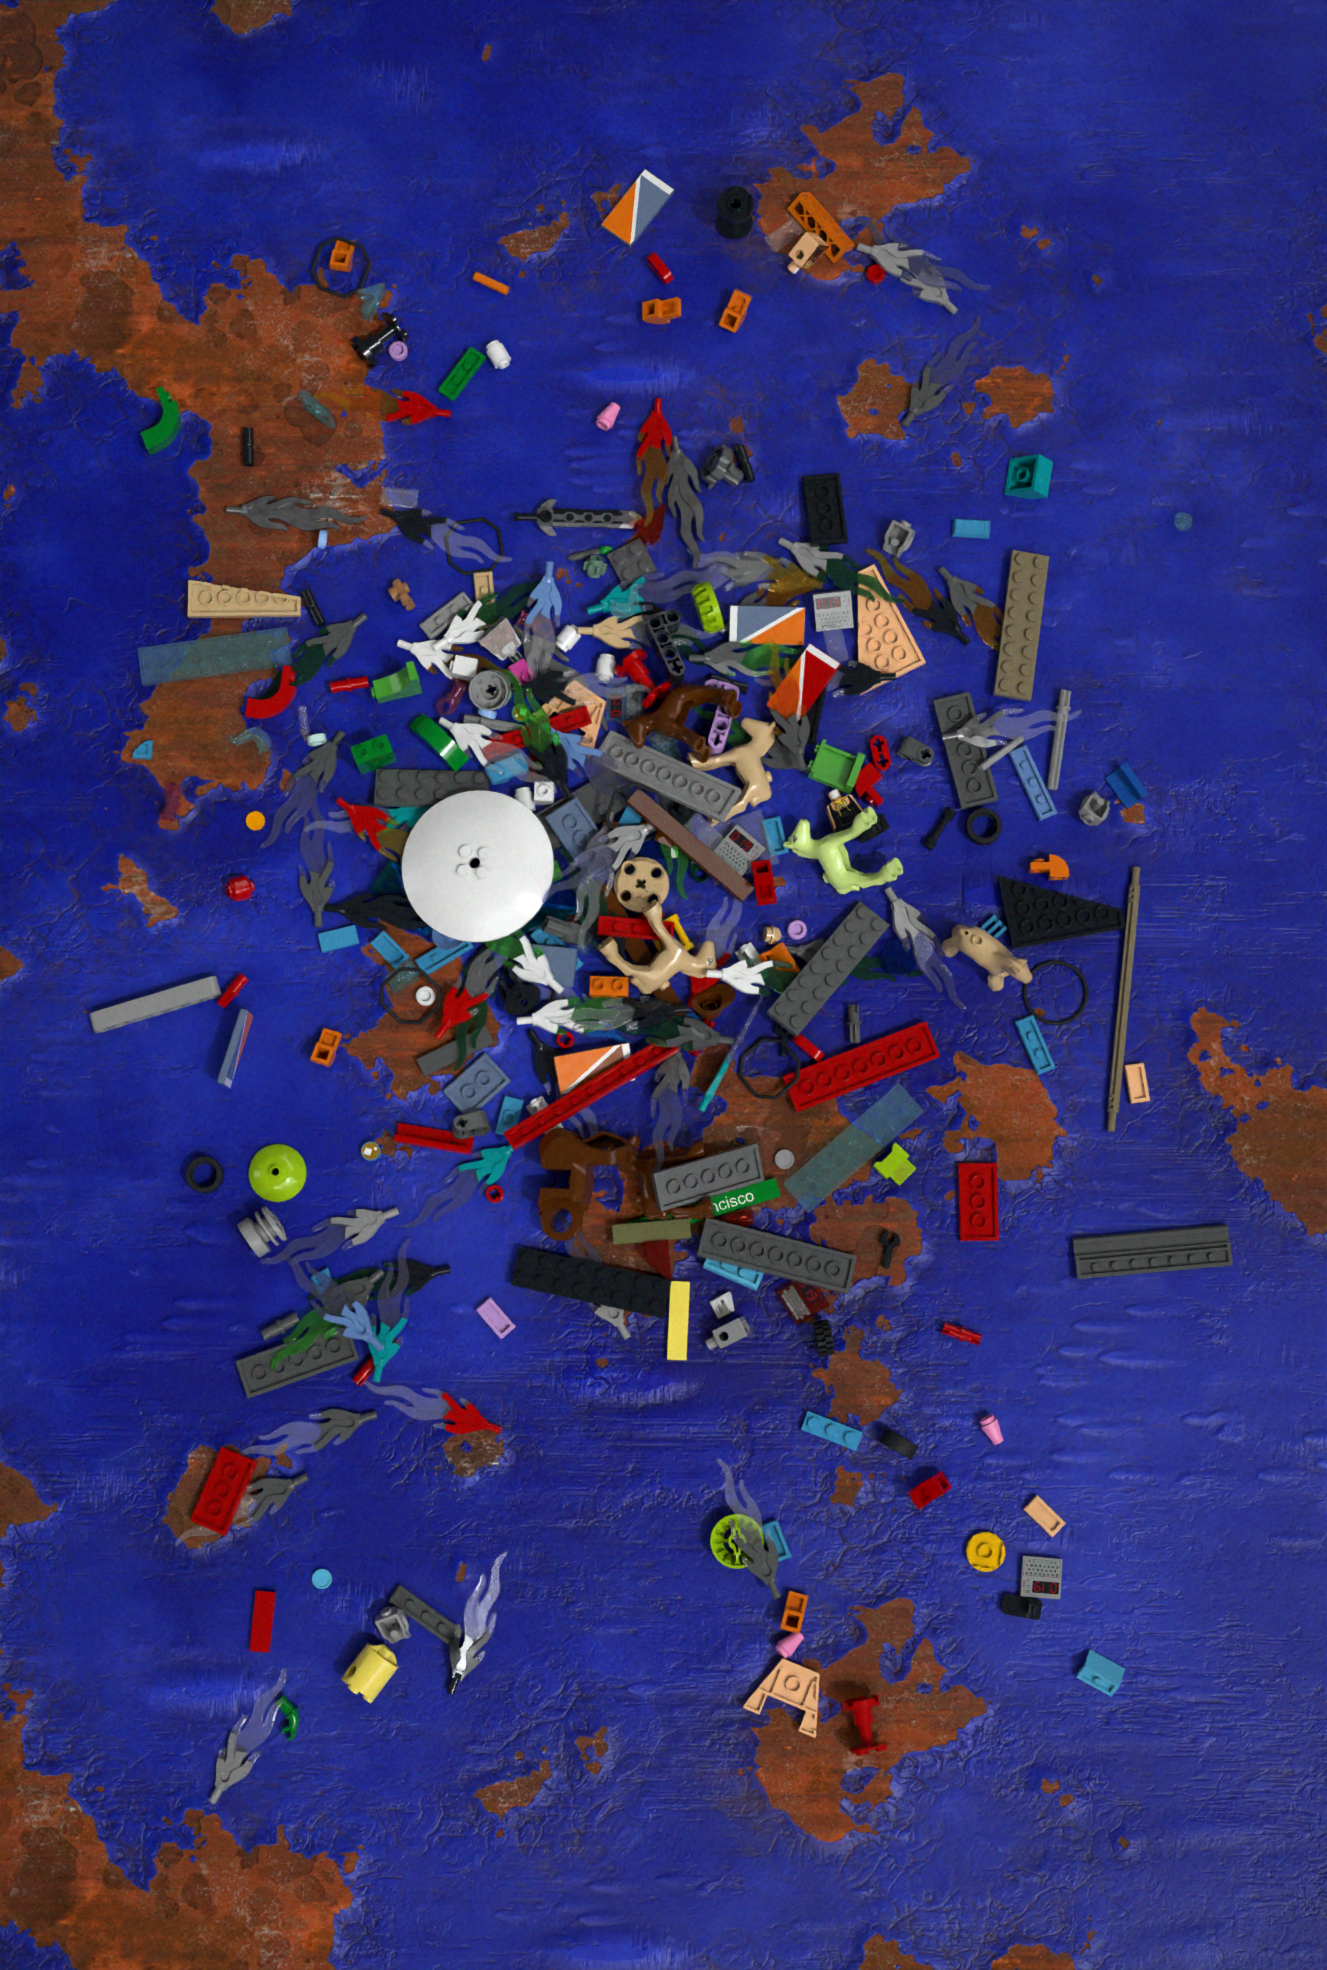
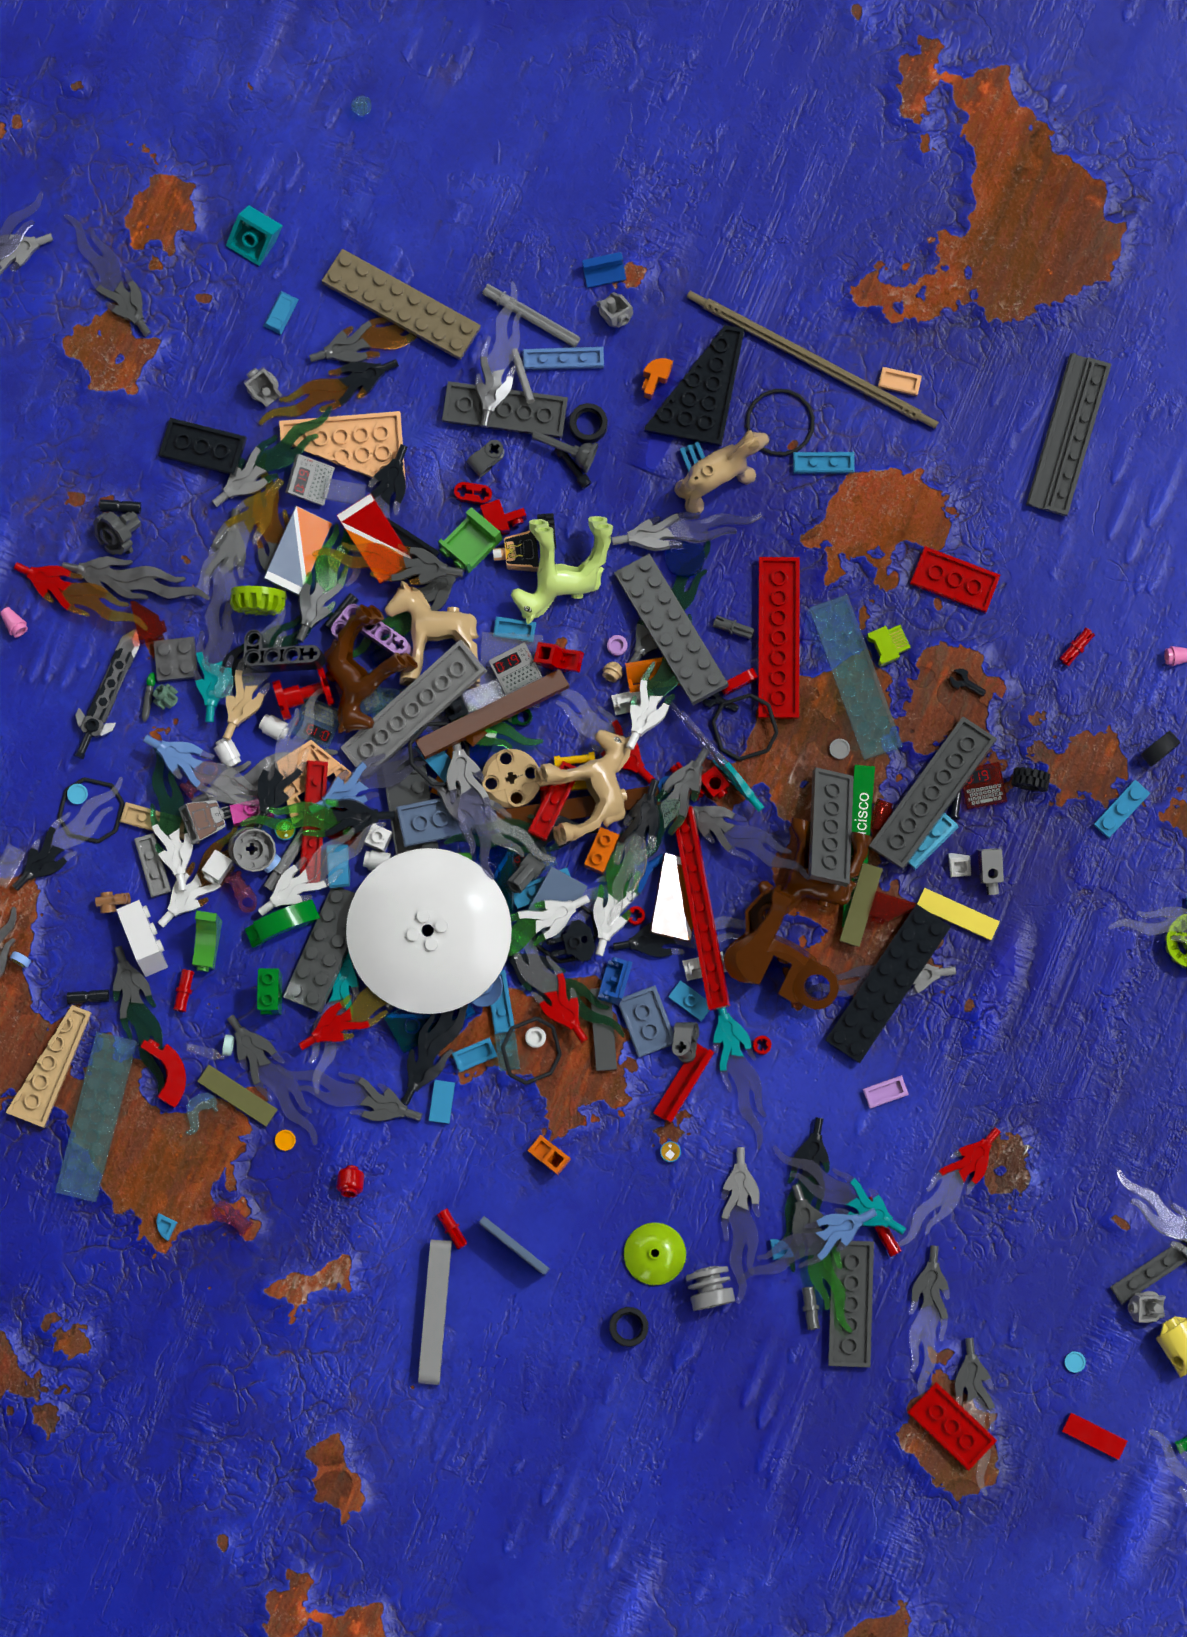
camera: 70 degrees left, 0 degrees up
(277, 765) = (237, 1095): none -> olive tile
(379, 631) = (142, 937): none -> white wedge
(483, 529) = (77, 793): none -> medium azure piece
(499, 1043) = (614, 980): none -> blue hinge
(708, 1053) = (714, 774): none -> red brick
(713, 1001) = (656, 753): reddish brown piece -> none
(773, 1281) = (956, 807): none -> black piece
(952, 833) = (583, 454): none -> dark grey piece

